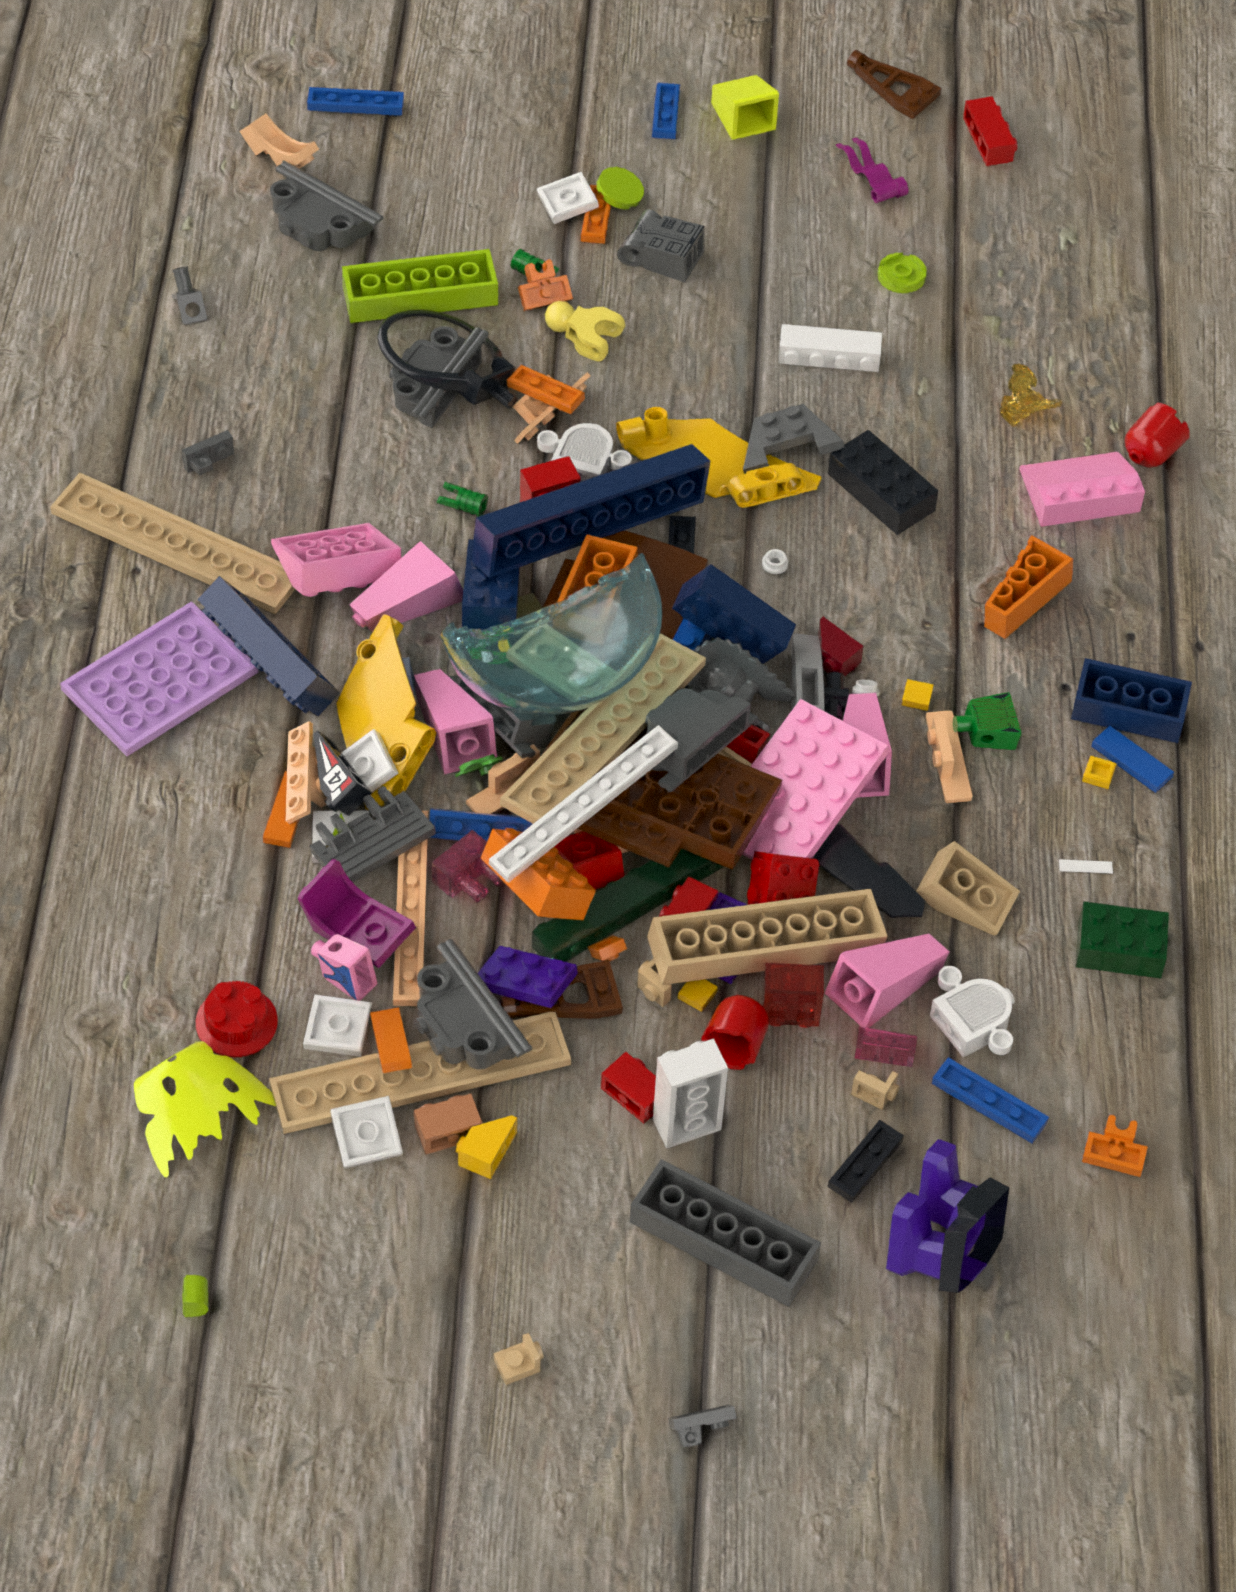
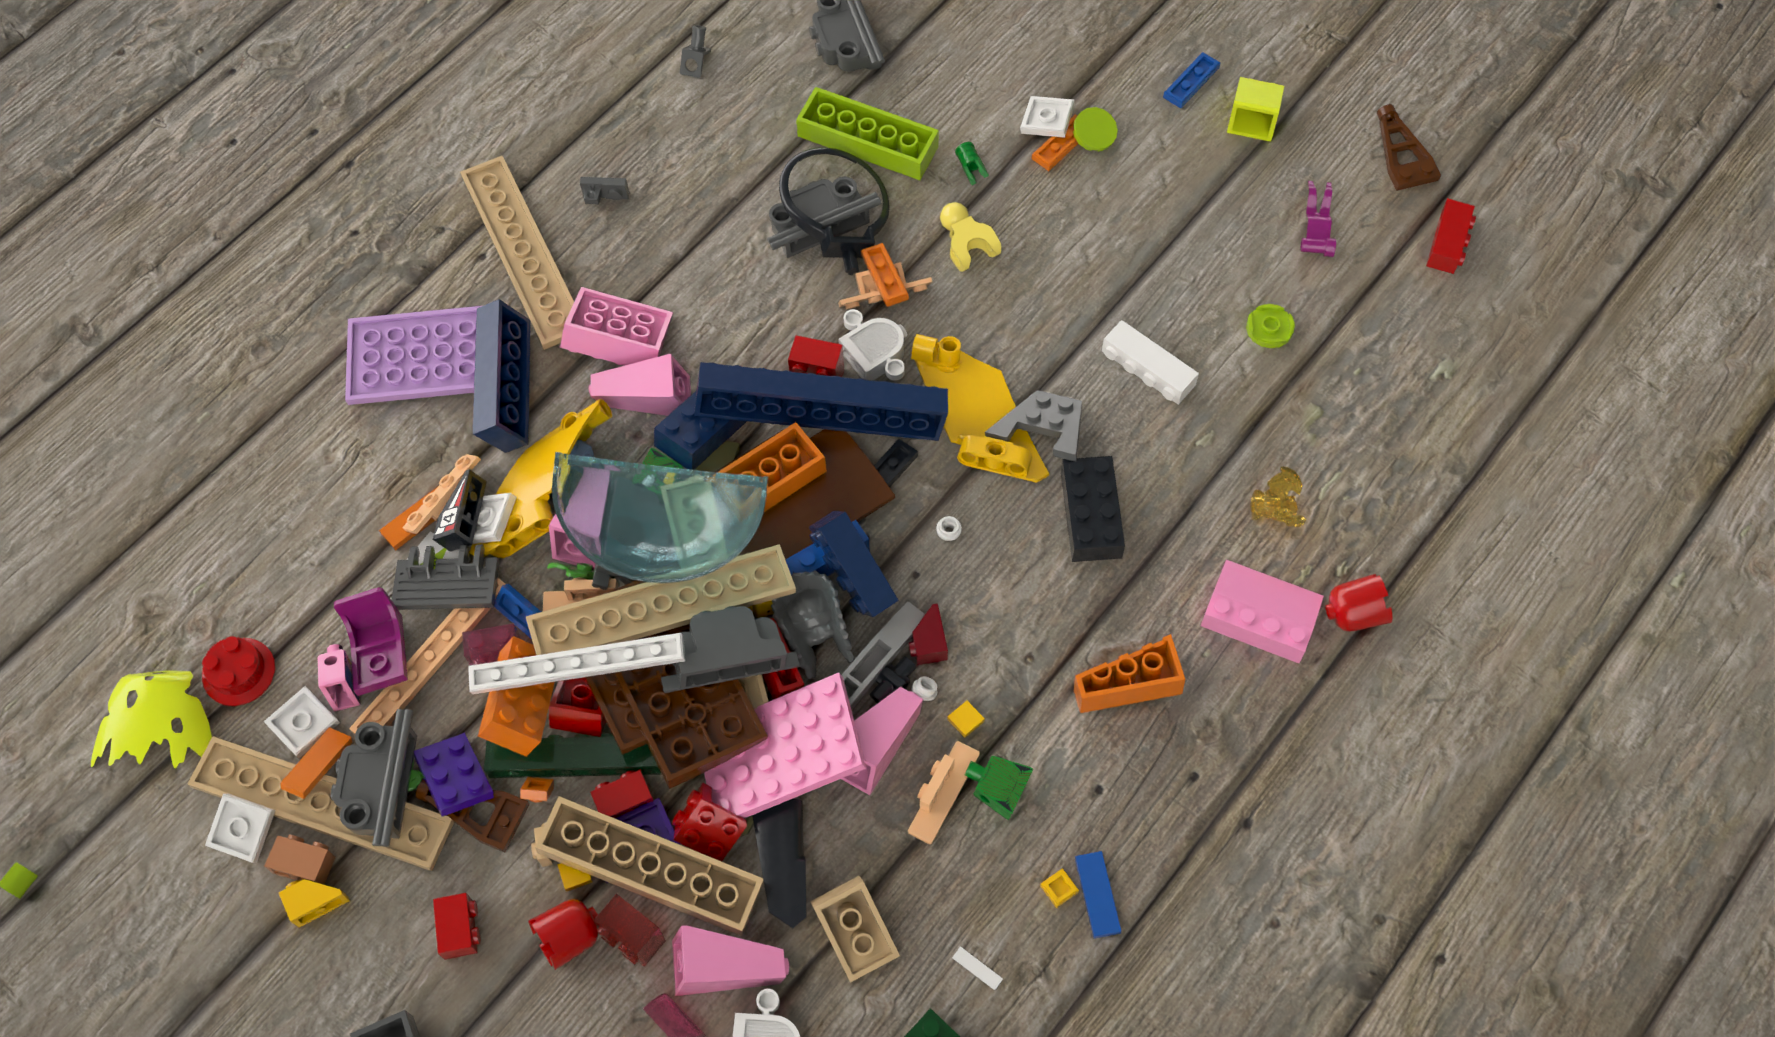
camera: 40 degrees right, 10 degrees up
(466, 500) = (755, 334): green hinge -> none
(543, 287) = (962, 185): orange plate -> none
(664, 245) = (1087, 198): dark grey piece -> none
(689, 1093) = (460, 969): white brick -> none
(1131, 700) = (1134, 841): dark blue brick -> none

